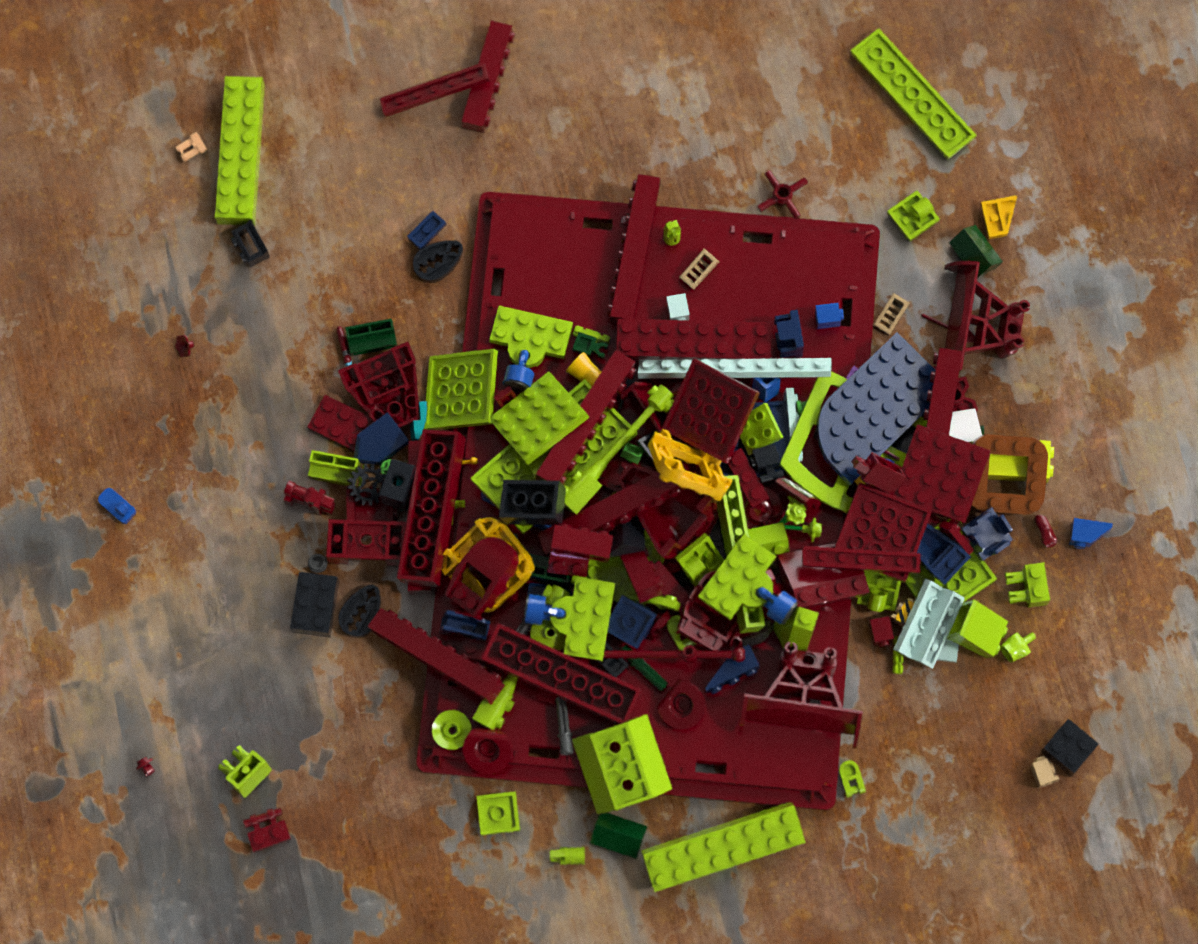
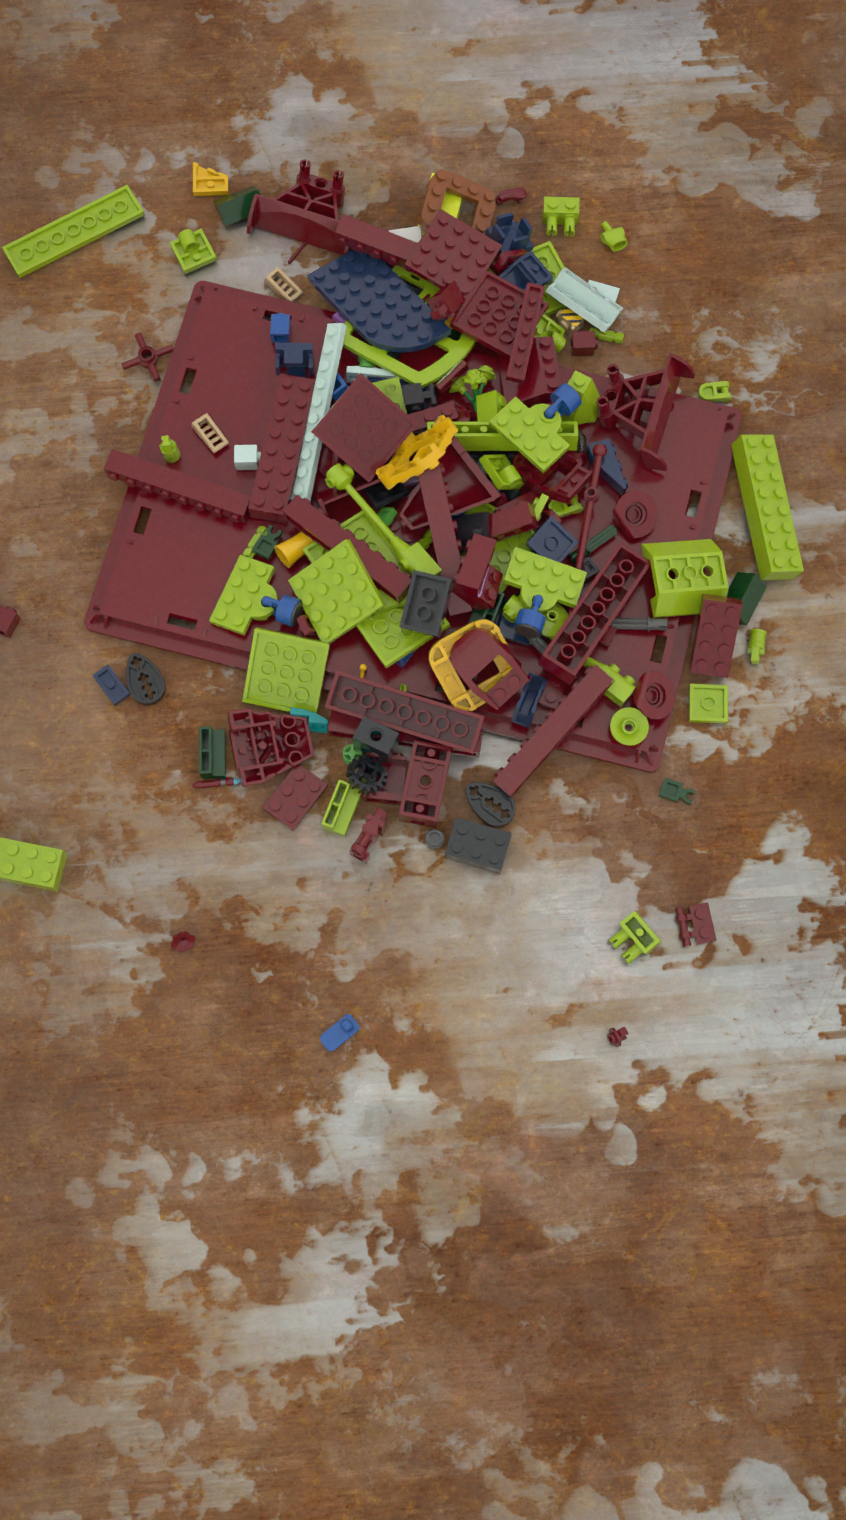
camera: 85 degrees left, 0 degrees up
(257, 257) = (98, 866): black window -> none
(379, 441) = (321, 759): dark blue tile -> none
(400, 789) = (673, 790): none -> dark green plate
(564, 805) = (715, 635): none -> dark red brick
(978, 629) = (595, 262): lime slope -> none
(1043, 772) = (730, 235): tan brick -> none
(1069, 747) = (711, 210): black brick -> none
(1087, 532) = (519, 163): blue slope -> none

